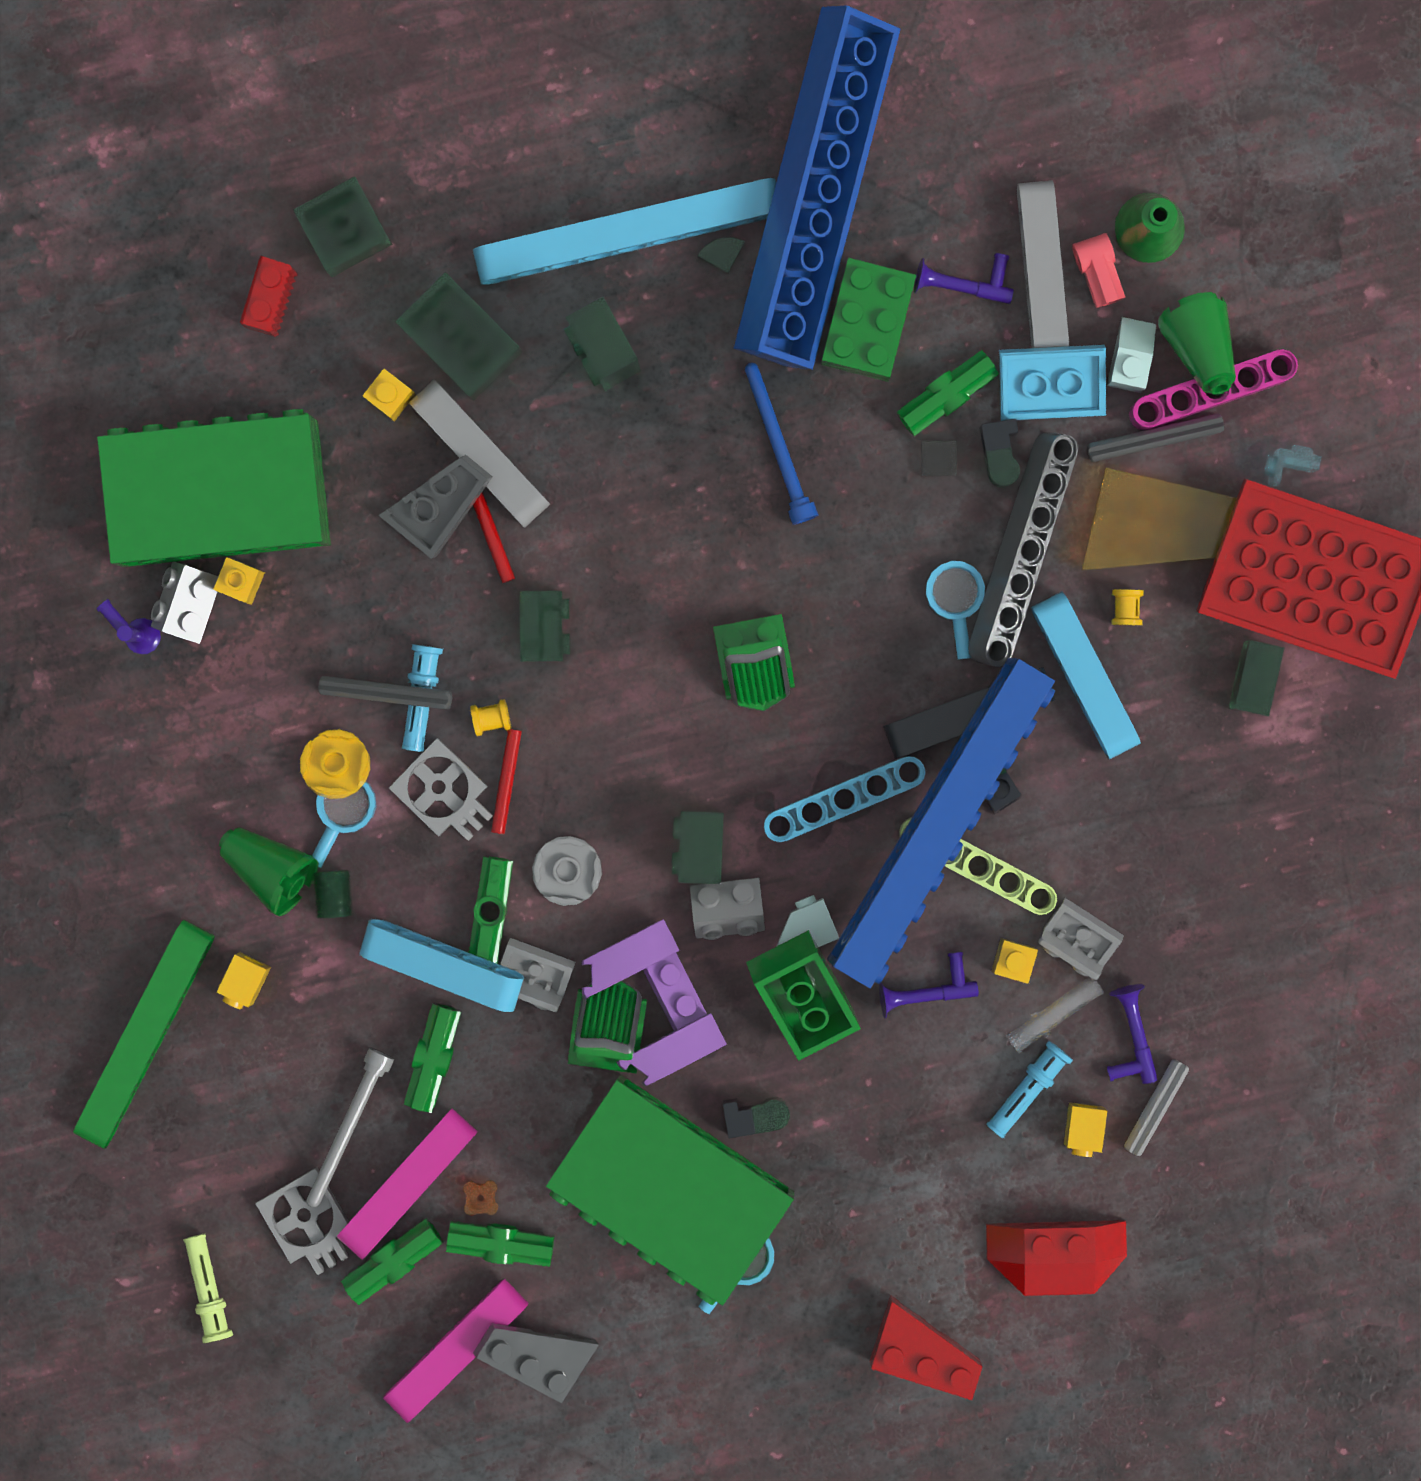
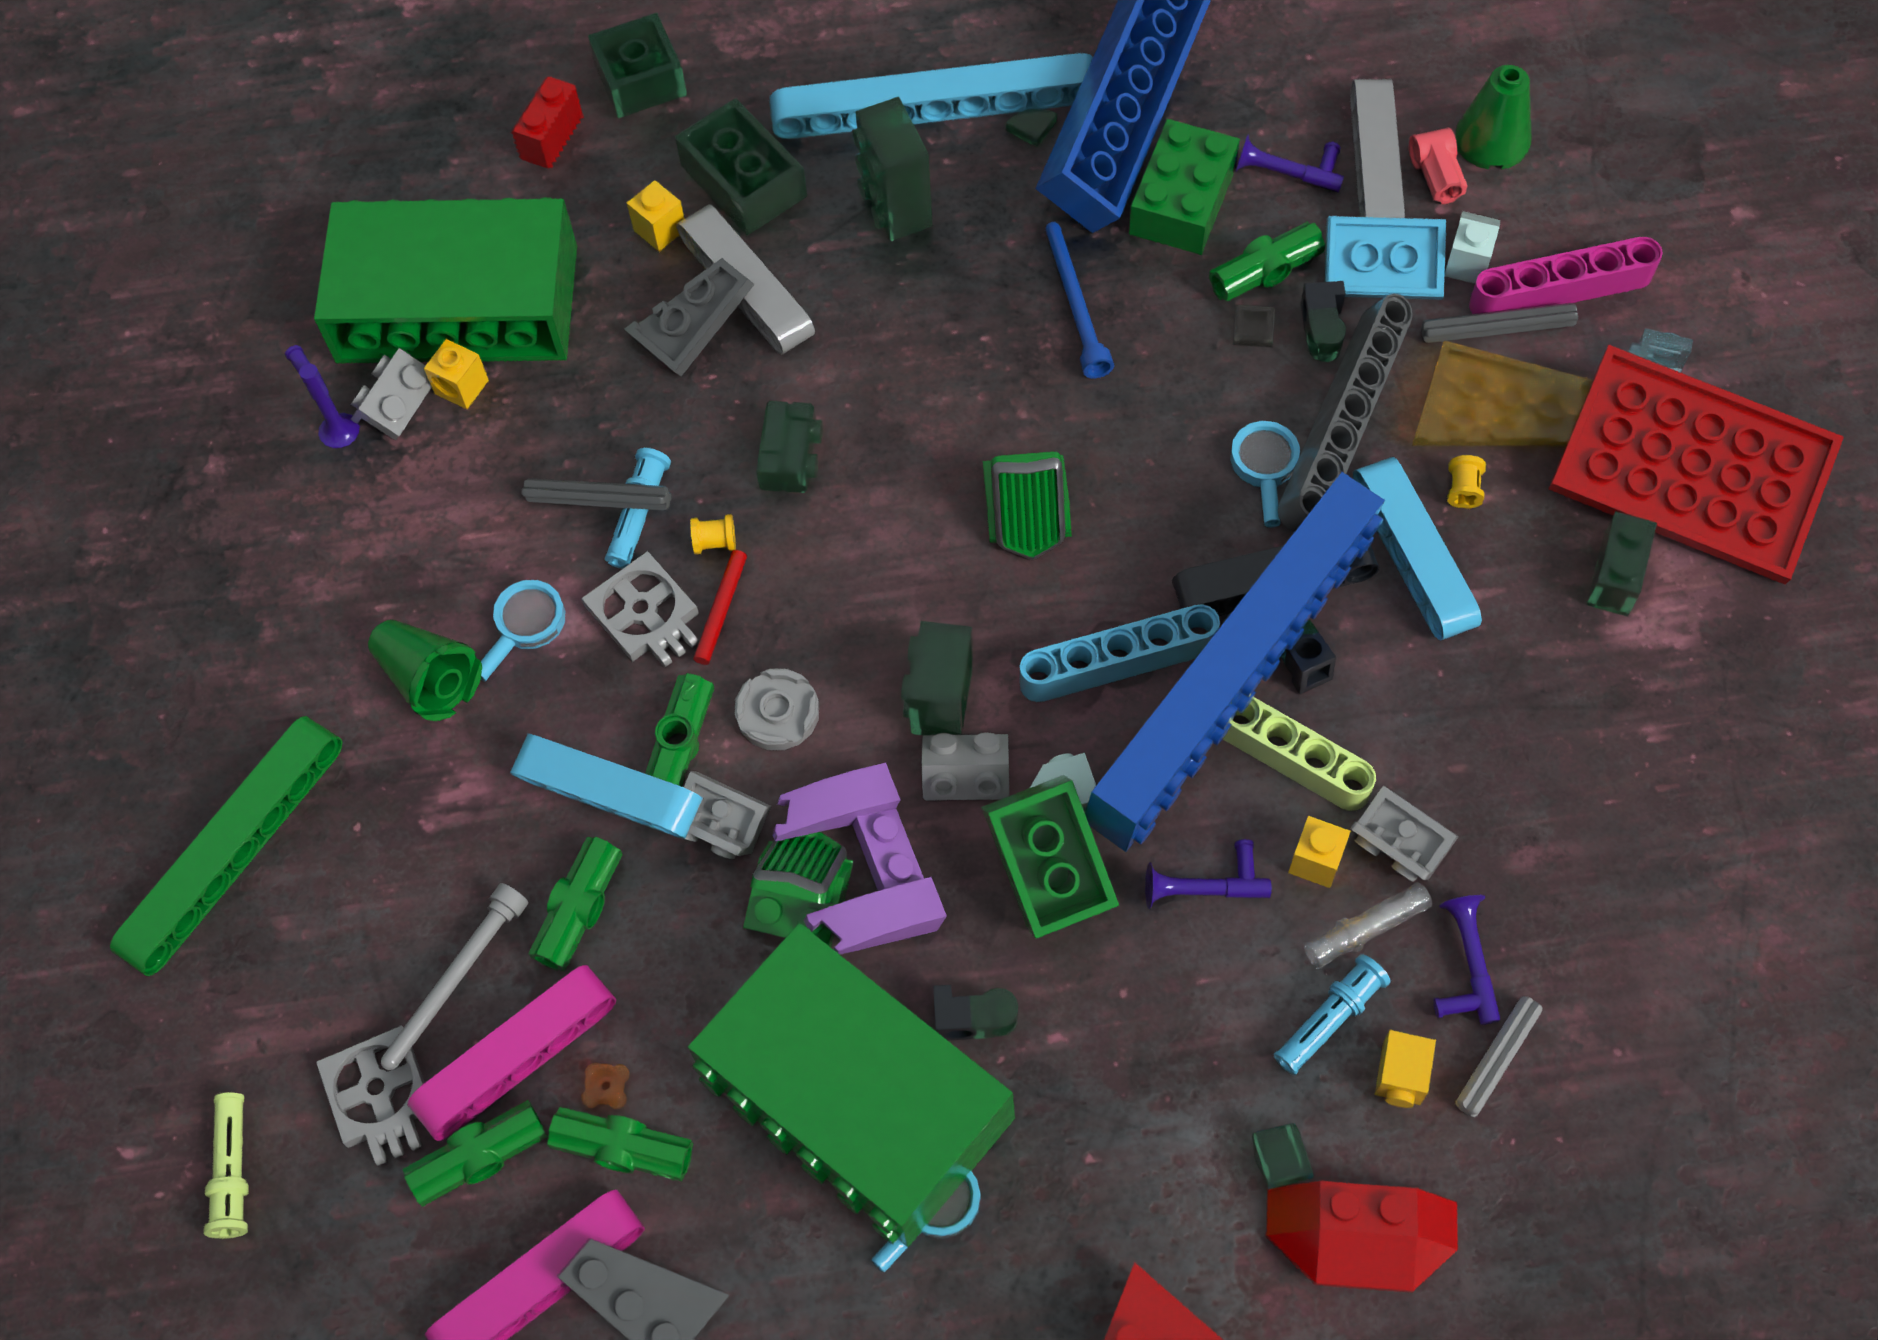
camera: 15 degrees right, 25 degrees down
(243, 981) = (363, 791): yellow brick -> none
(333, 894) = (492, 703): clear green piece -> none
(335, 764) = (524, 567): yellow tile -> none
(493, 539) = (745, 360): red bar -> none
(995, 1204) = (1281, 1156): none -> clear green slope
(1202, 340) = (1551, 212): green cone -> none

